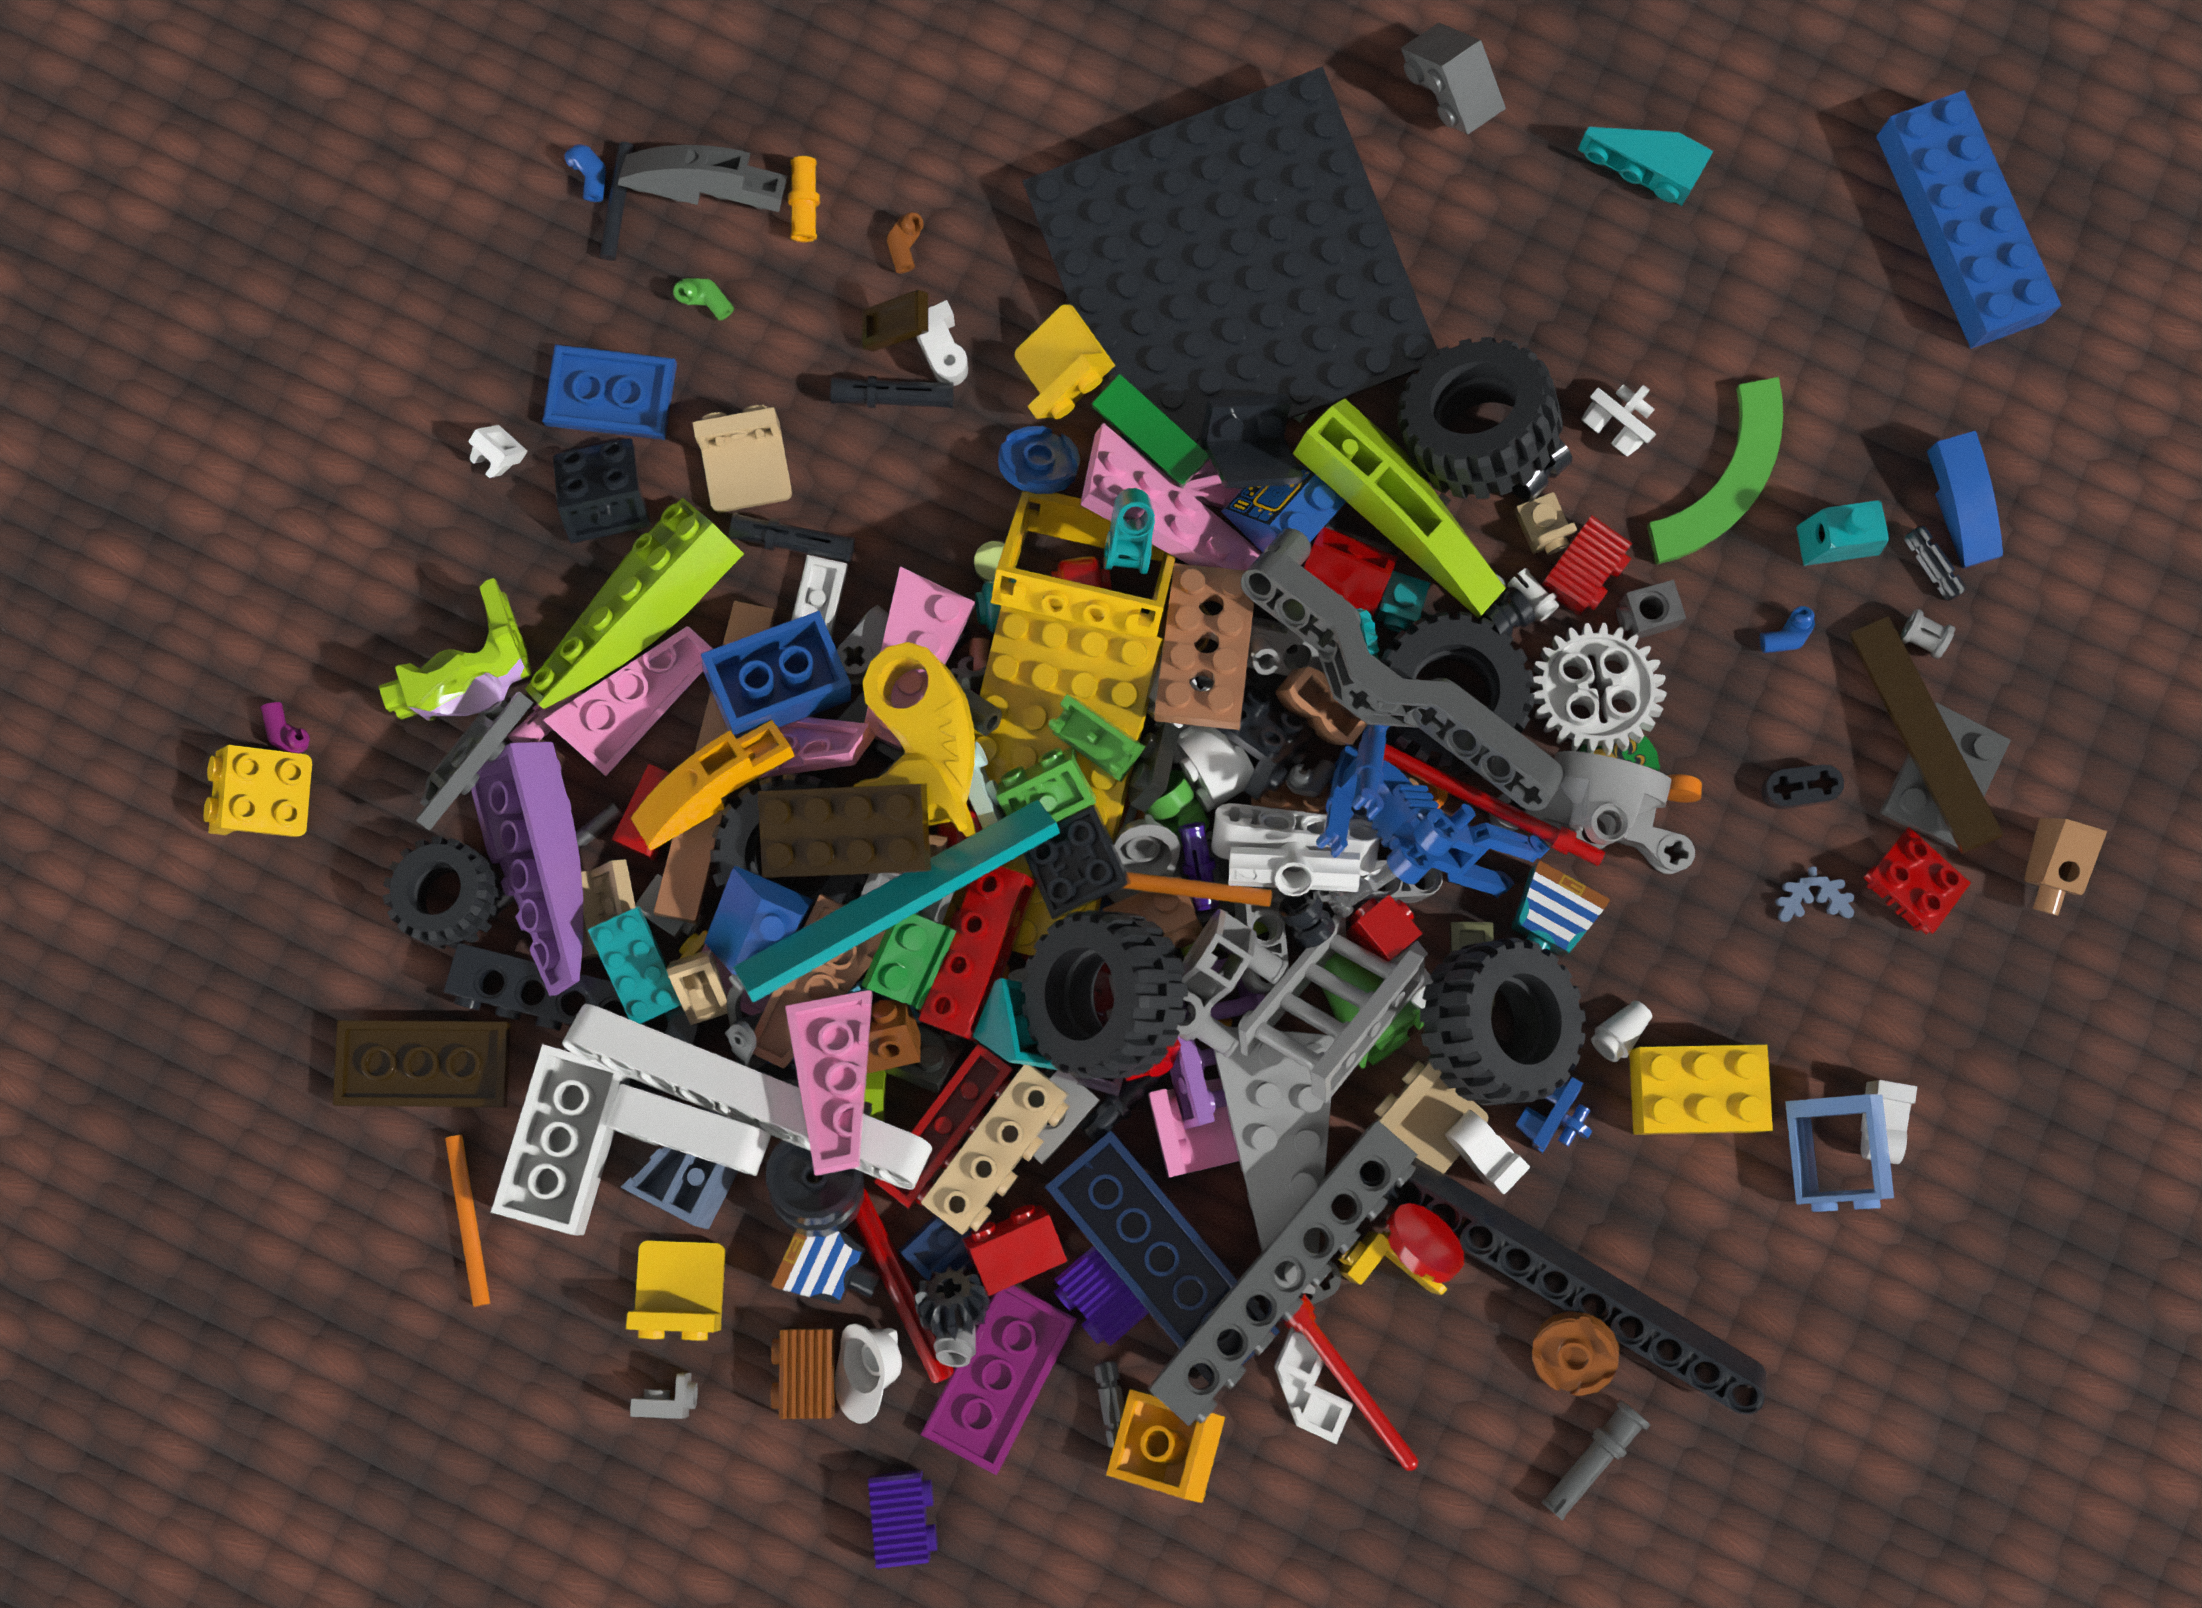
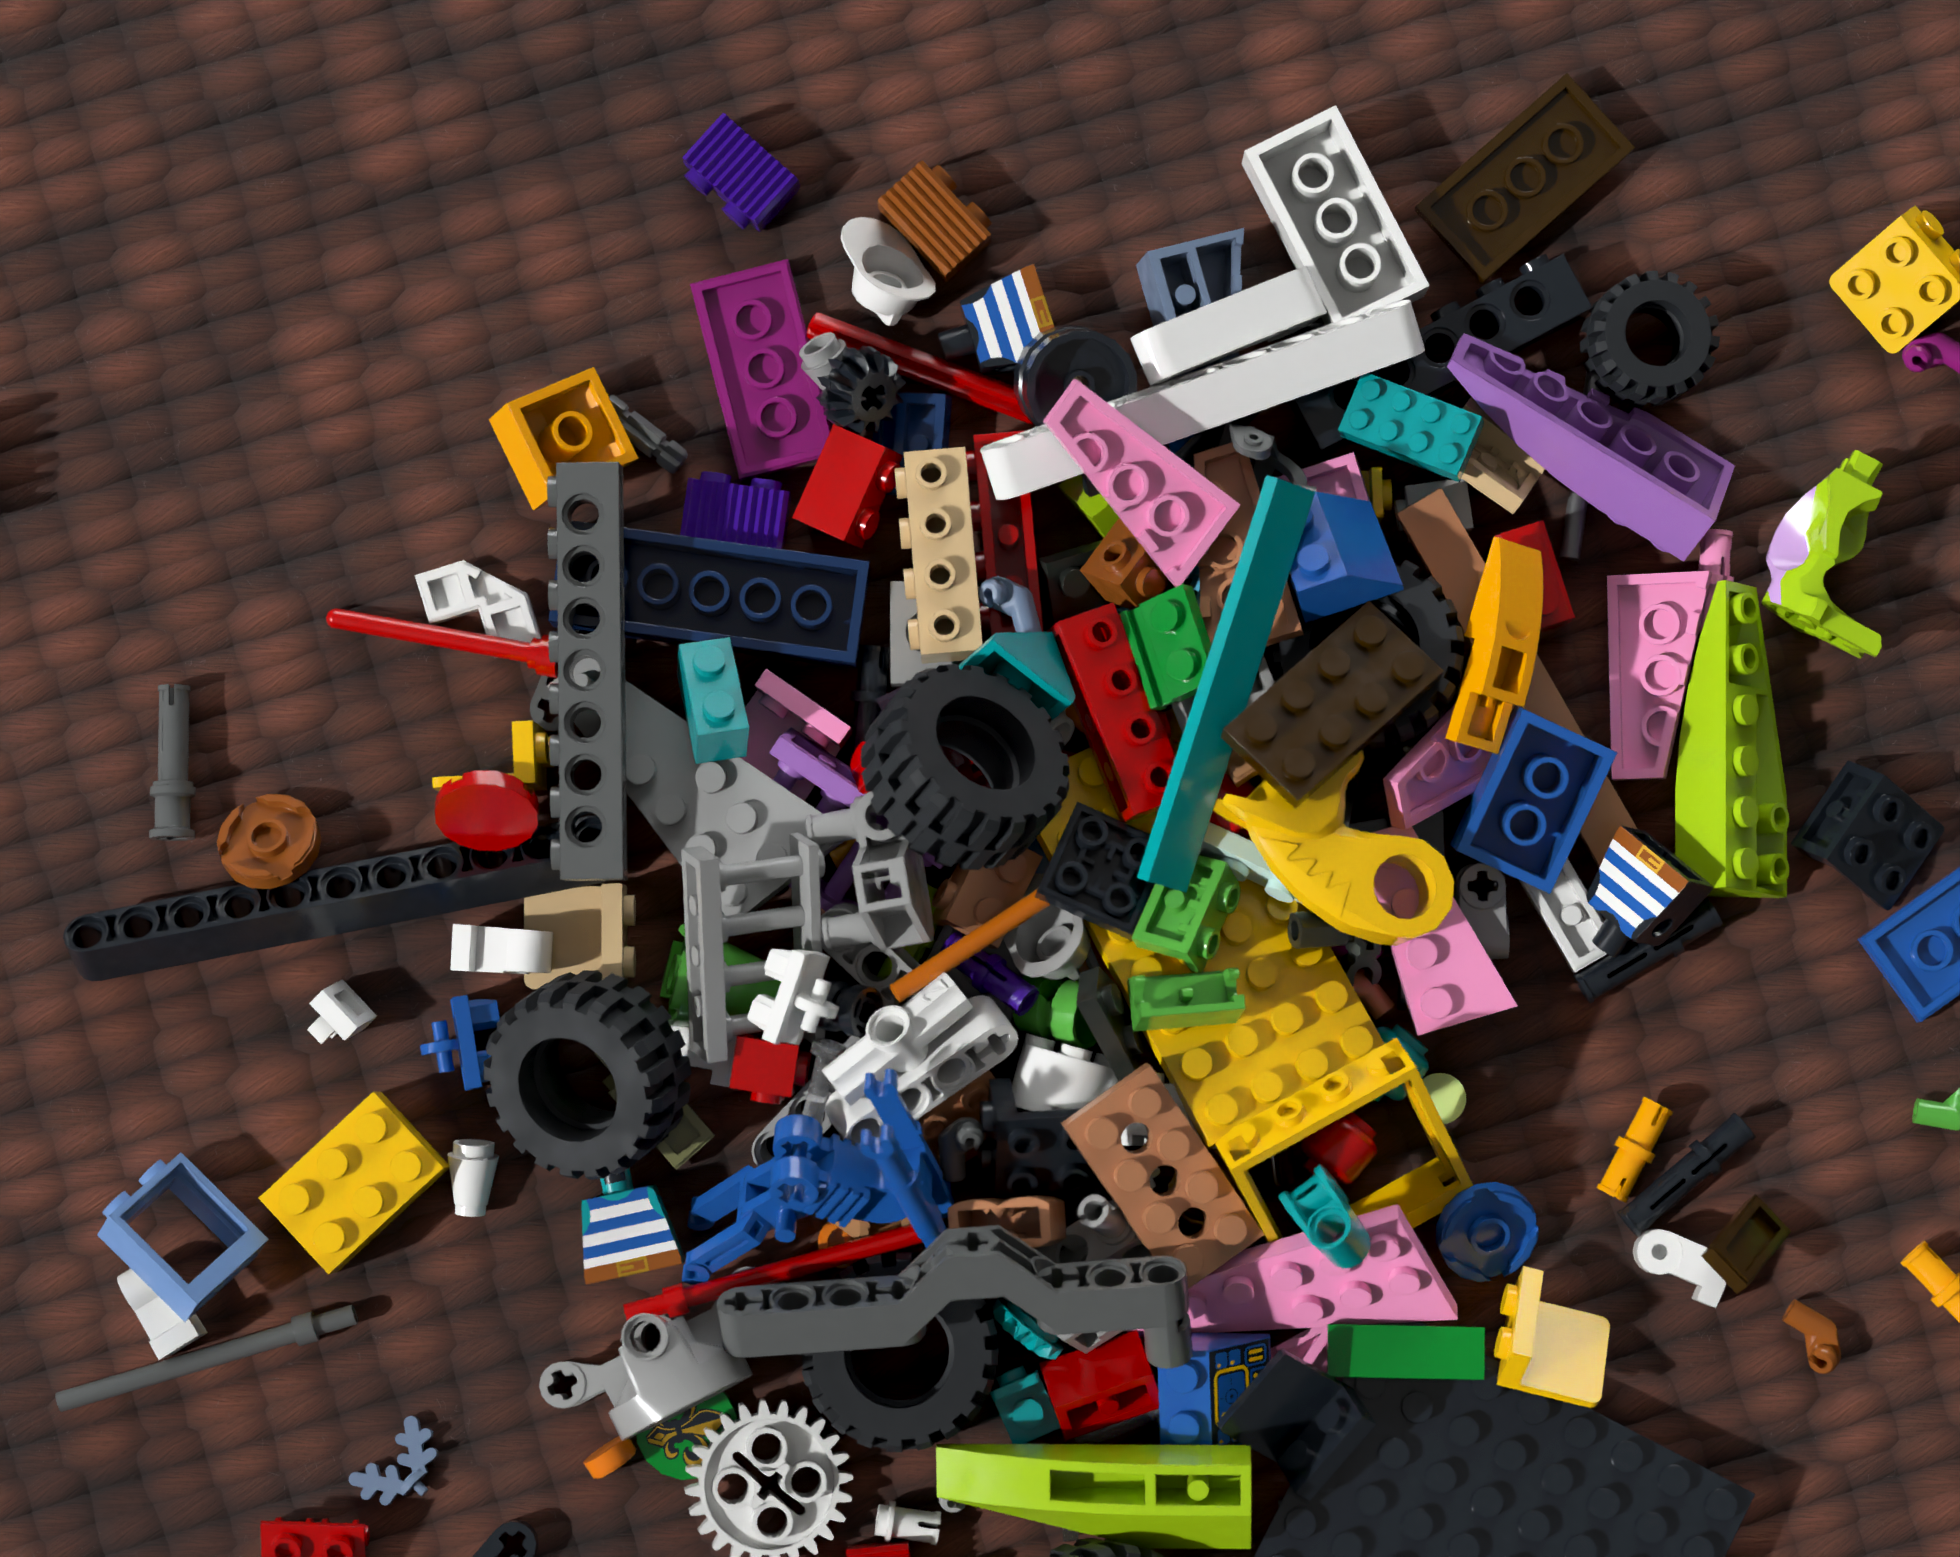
camera: 145 degrees right, 5 degrees up
(460, 766) = (1745, 476): dark grey wing -> none
(467, 1220) = (1355, 84): orange bar -> none
(658, 1404) = (1037, 80): light grey bracket -> none
(678, 1289) = (1112, 190): yellow bracket -> none
(698, 986) = (1340, 459): tan slope -> none
(743, 458) = (1761, 982): tan bracket -> none
(763, 568) = (1642, 892): none -> torso
(908, 432) = (1634, 1149): none -> light orange pin
(978, 1078) = (1011, 600): none -> sand blue arm
(1221, 1185) = (712, 700): none -> teal brick
(1332, 944) = (799, 997): none -> white hips
(1510, 612) = (915, 1481): black wheel -> none
(1620, 1205) = (340, 1013): none -> white tile
(1807, 1031) = (303, 1329): none -> dark grey bar

